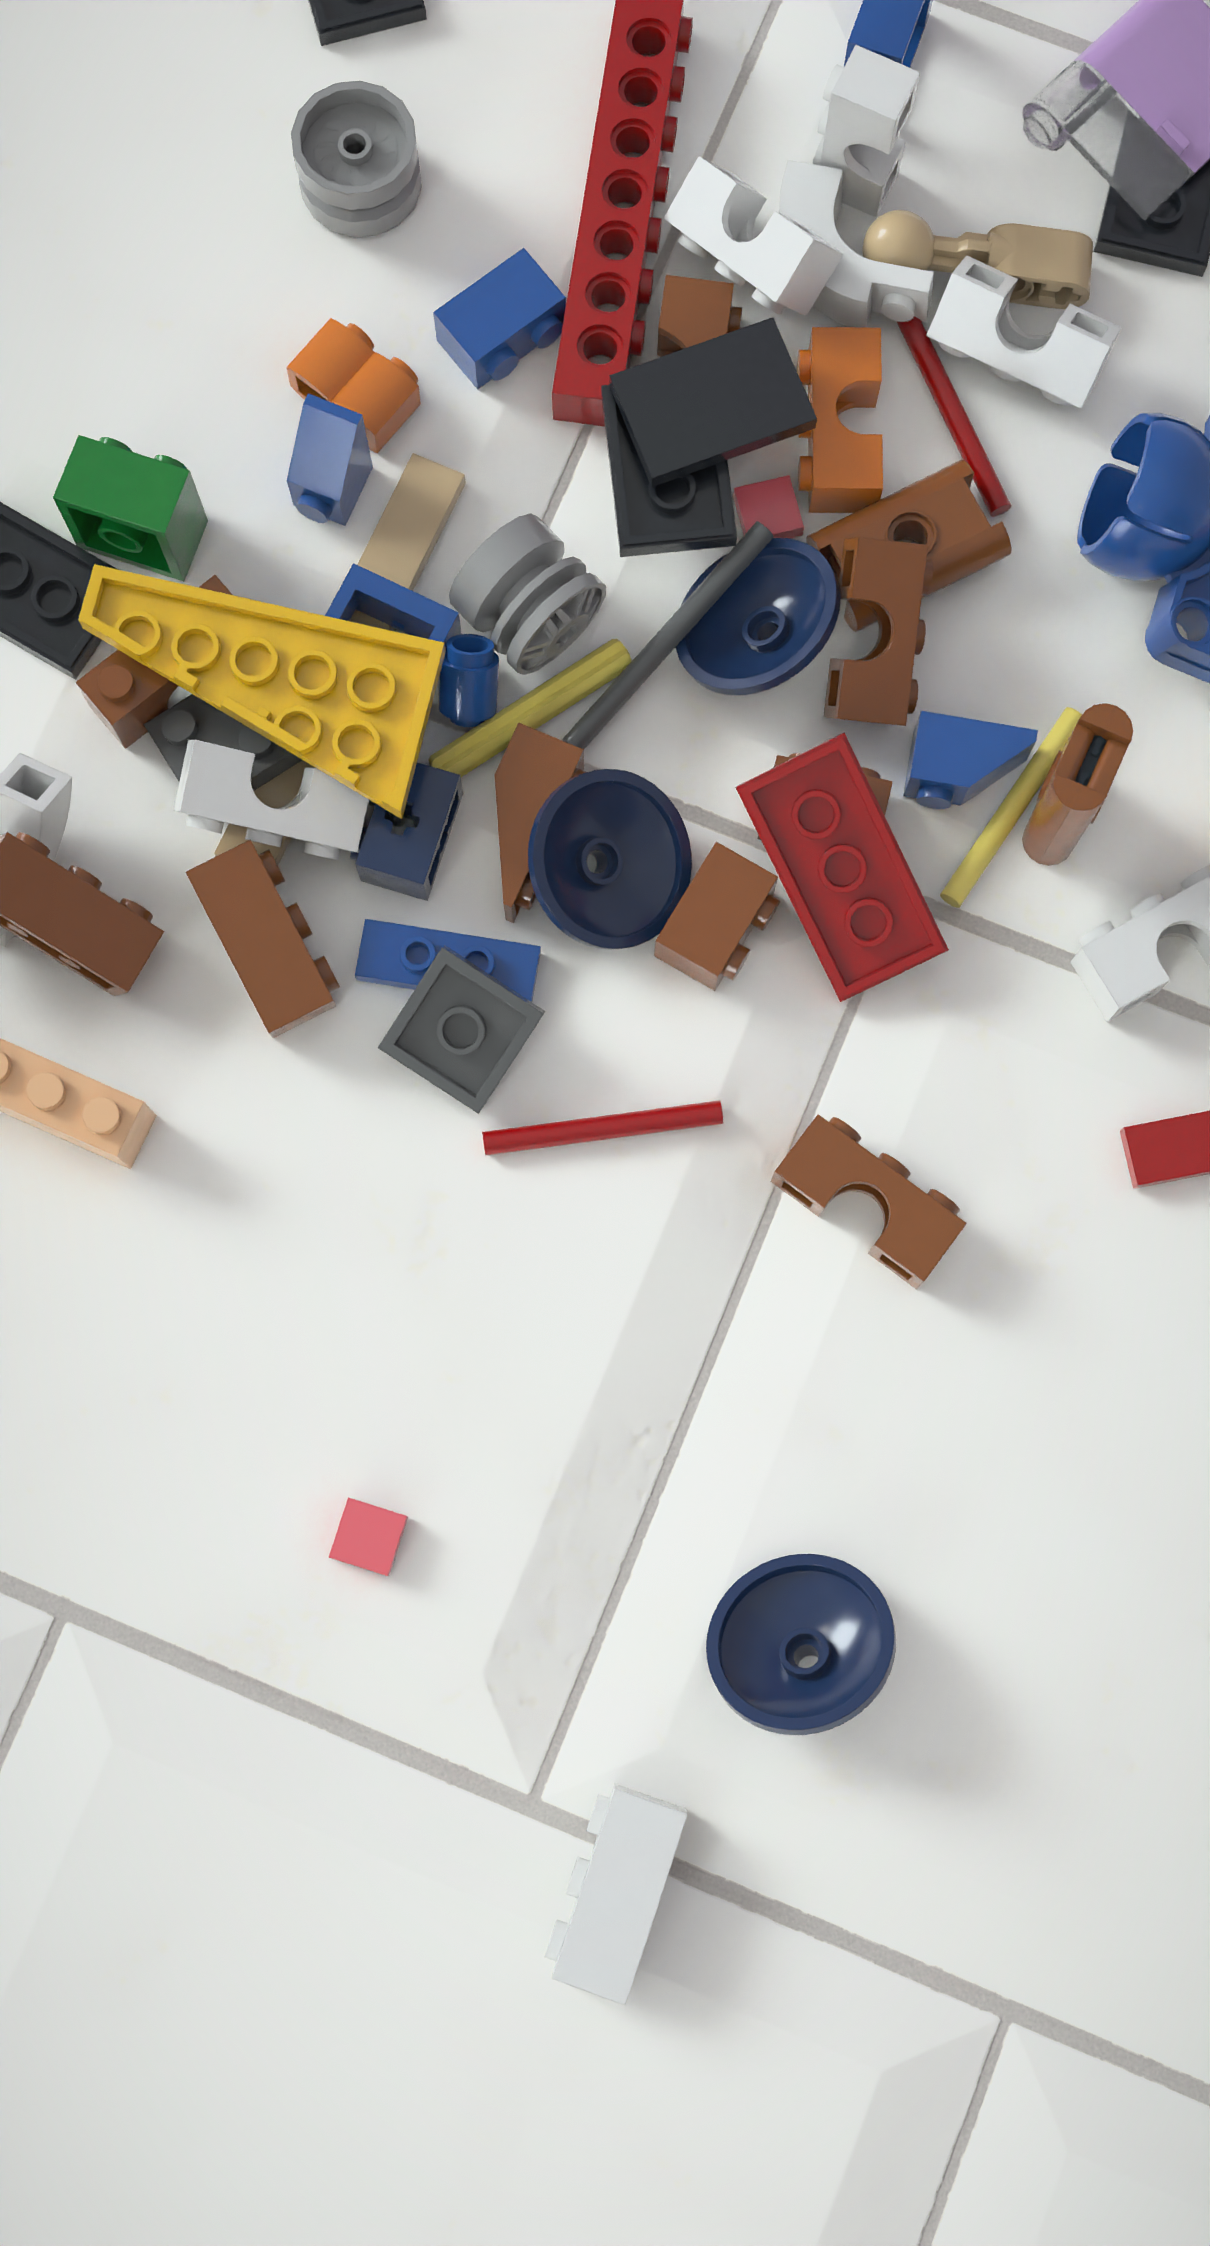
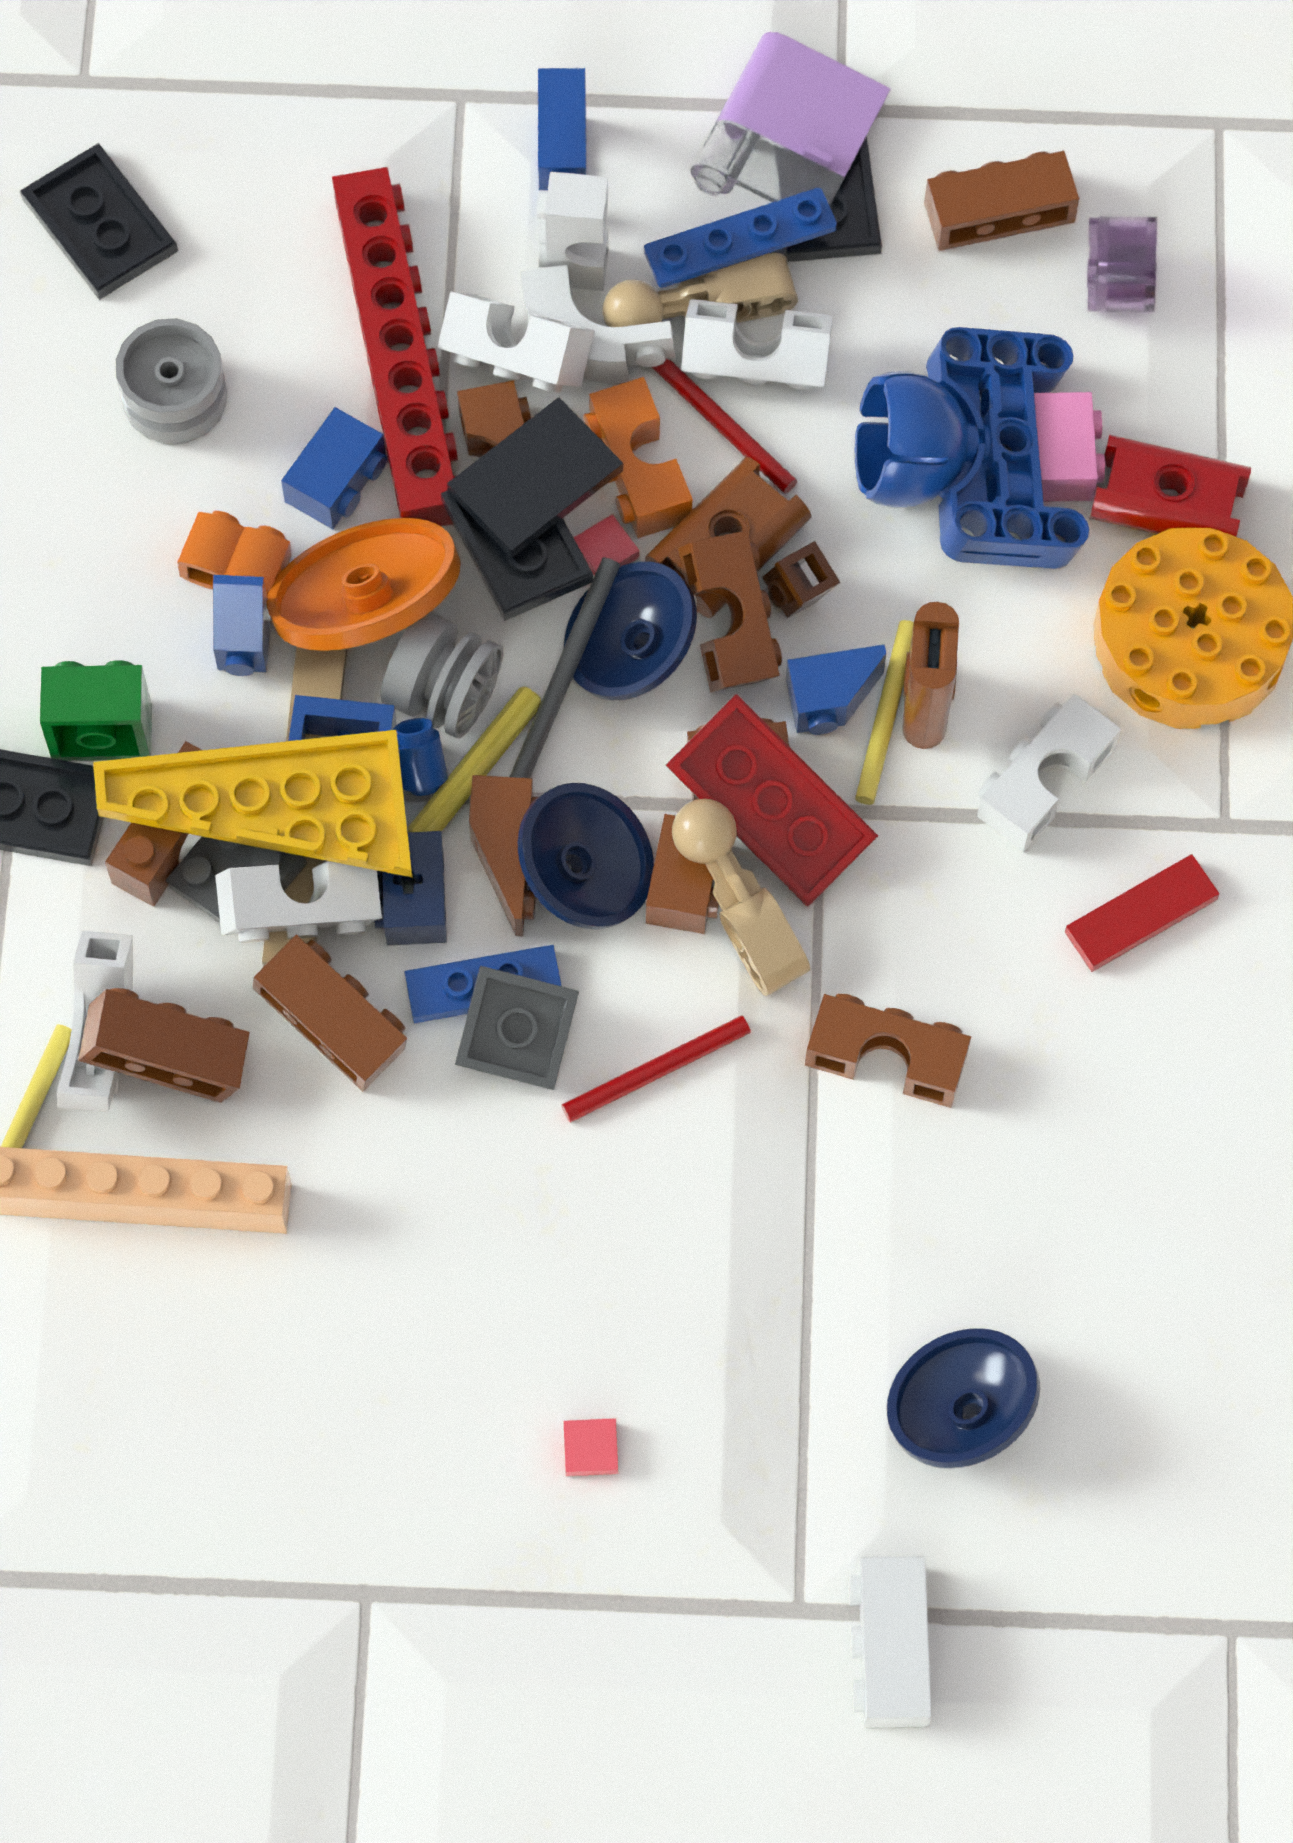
camera: 20 degrees left, 10 degrees down
(477, 462) = (363, 584): none -> orange dish
(750, 884) = (750, 915): none -> tan beam
(957, 623) = (789, 585): none -> reddish brown brick
(1049, 202) = (739, 237): none -> blue bracket

